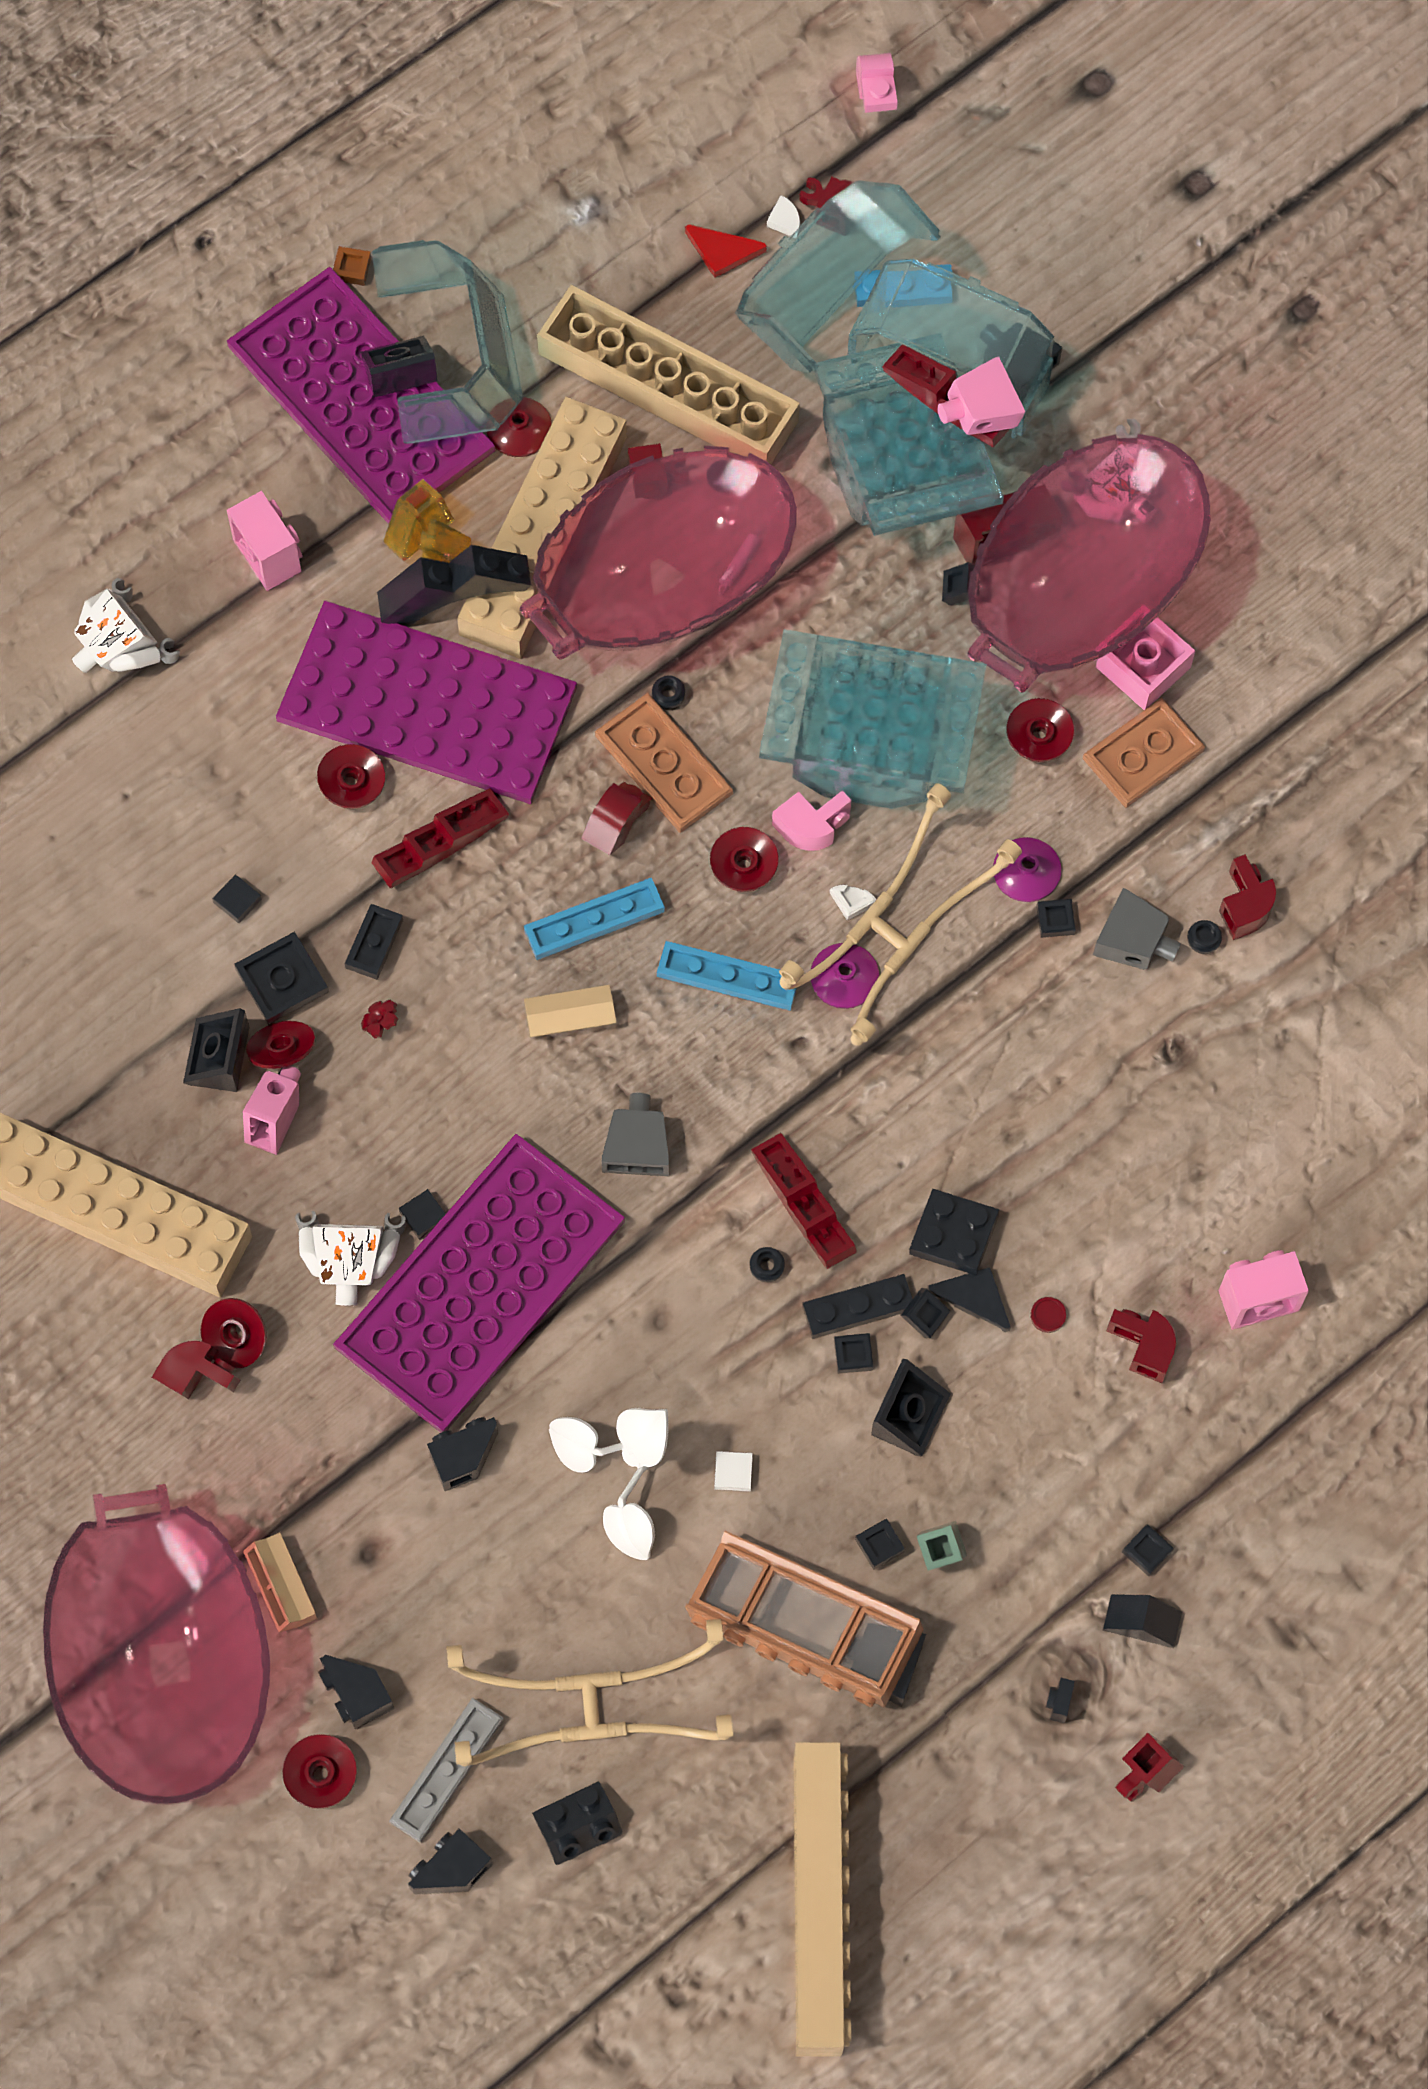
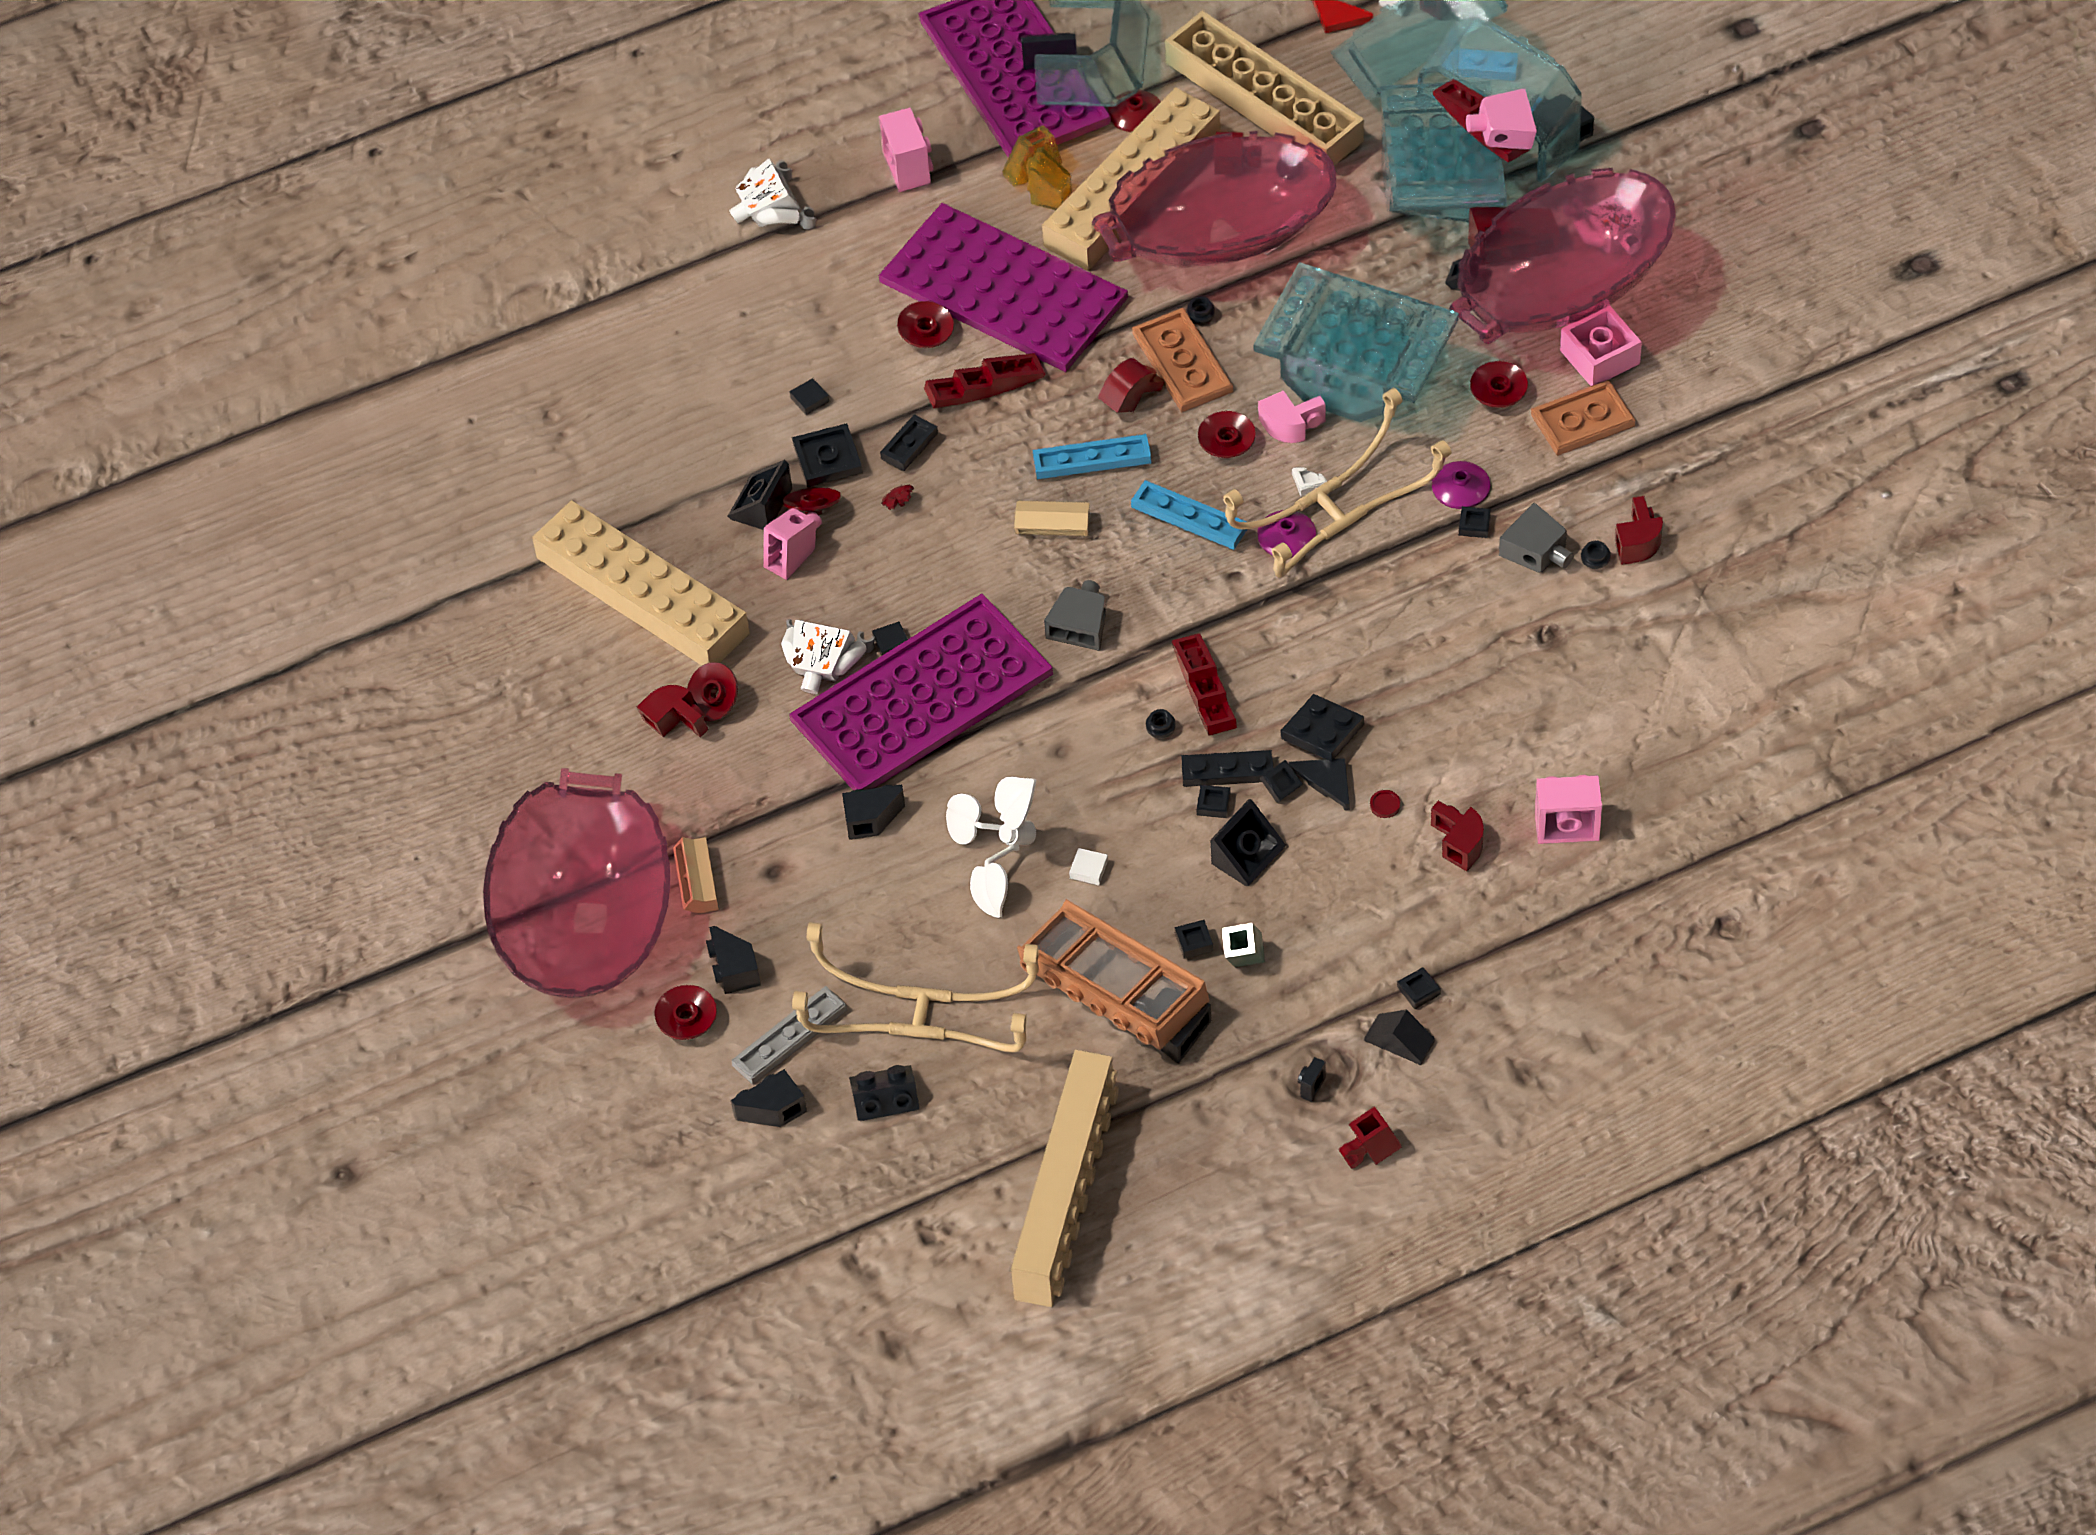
camera: 20 degrees right, 15 degrees down
(436, 583) = (1031, 195): black arch -> none

